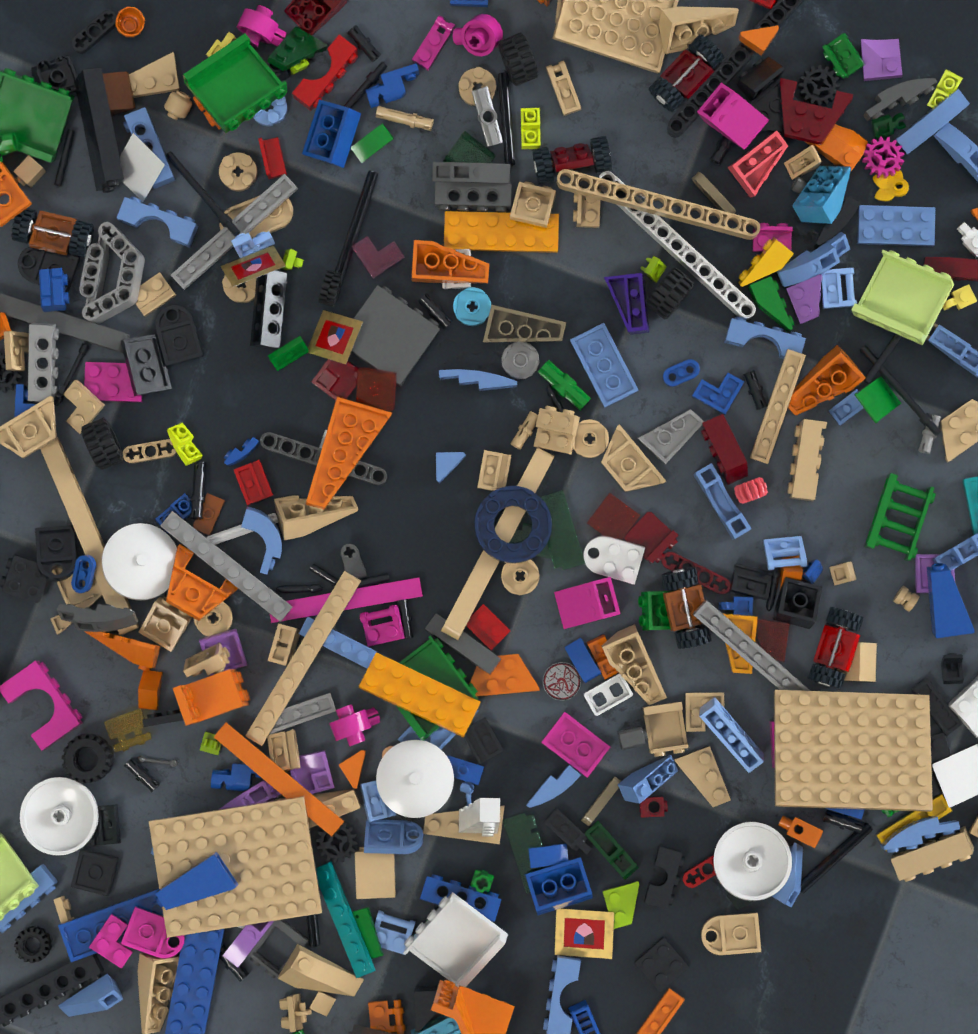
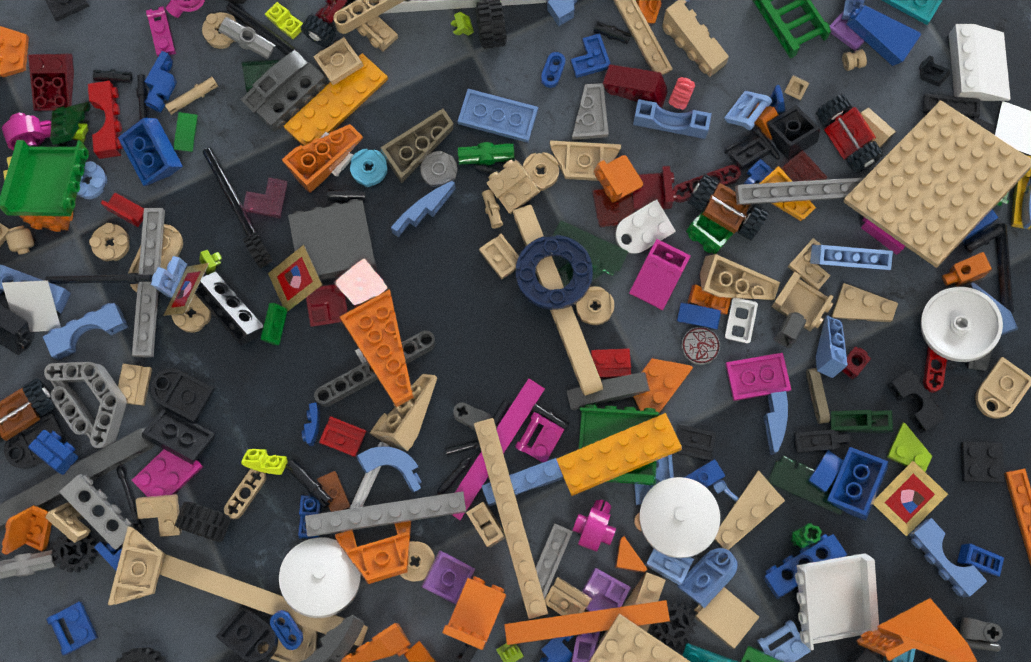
camera: 50 degrees left, 10 degrees down
(165, 624) = (384, 602): tan plate -> none
(211, 659) = (446, 587): tan plate -> none
(446, 463) = (462, 284): medium blue slope -> none
(480, 817) = (758, 488): white wedge -> none
(631, 301) = (470, 57): dark purple wedge -> none
(635, 504) = (618, 177): none -> orange bracket

